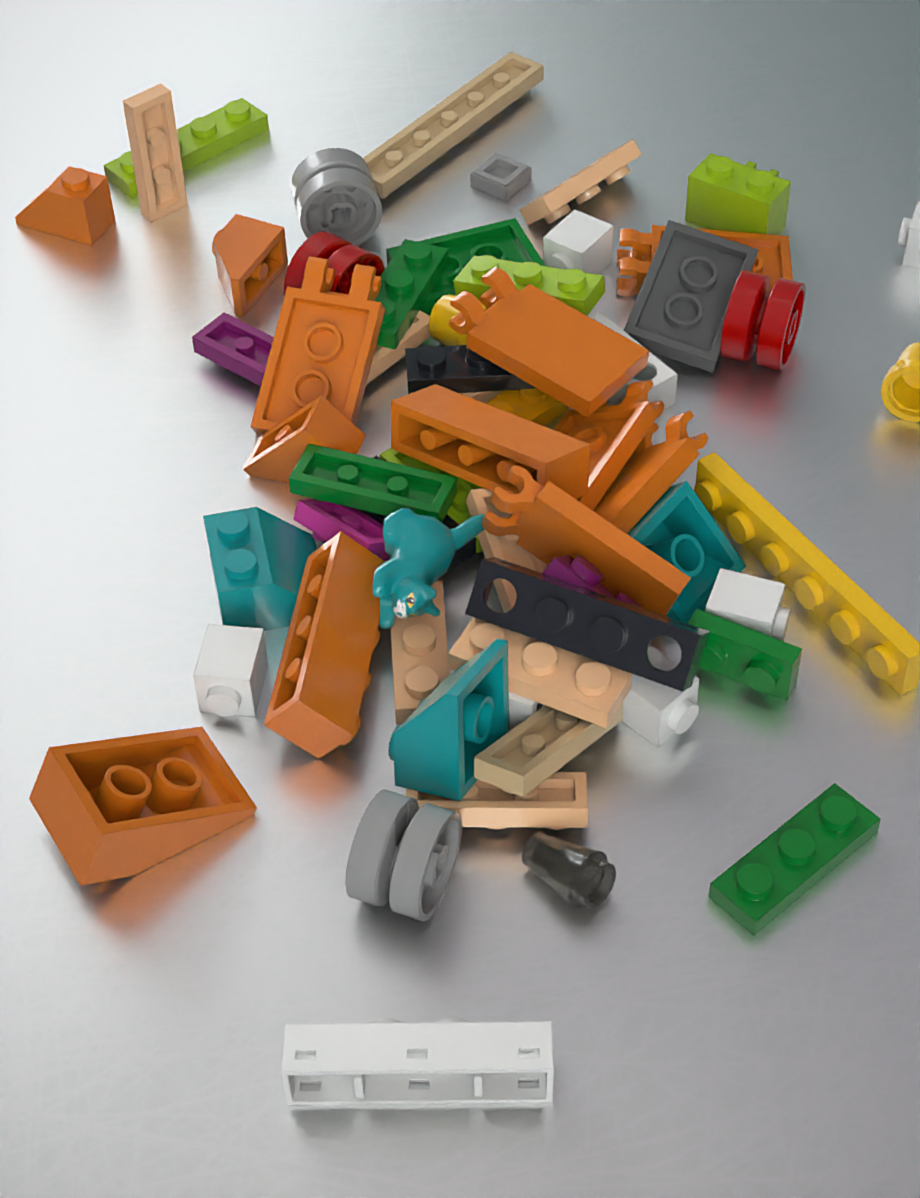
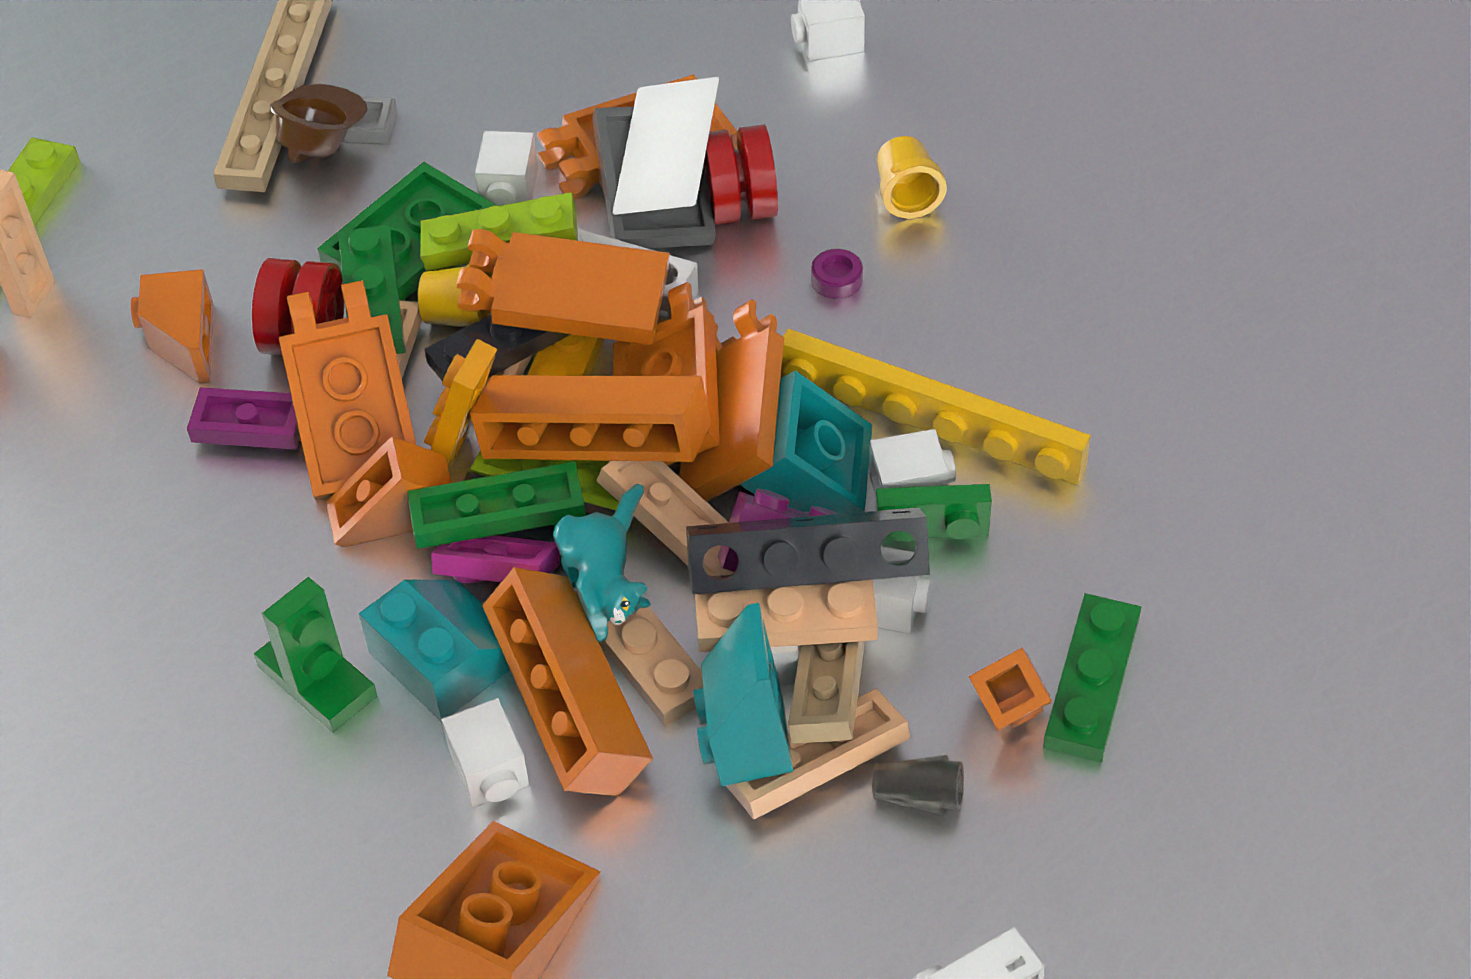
camera: 30 degrees left, 5 degrees up
(150, 532) = (308, 658): none -> green bracket
(336, 195) = (232, 215): light grey wheel -> none
(394, 374) = (464, 385): none -> light orange plate
(403, 855) = (783, 846): light grey wheel -> none
(452, 157) = (316, 119): none -> reddish brown piece
(559, 525) = (718, 467): orange tile -> none
(581, 185) = (459, 97): light nougat plate -> none
(699, 825) = (1011, 690): none -> orange brick
(707, 269) = (666, 146): none -> white sticker
(736, 197) = (623, 54): lime brick -> none
(802, 435) = (837, 273): none -> magenta tile

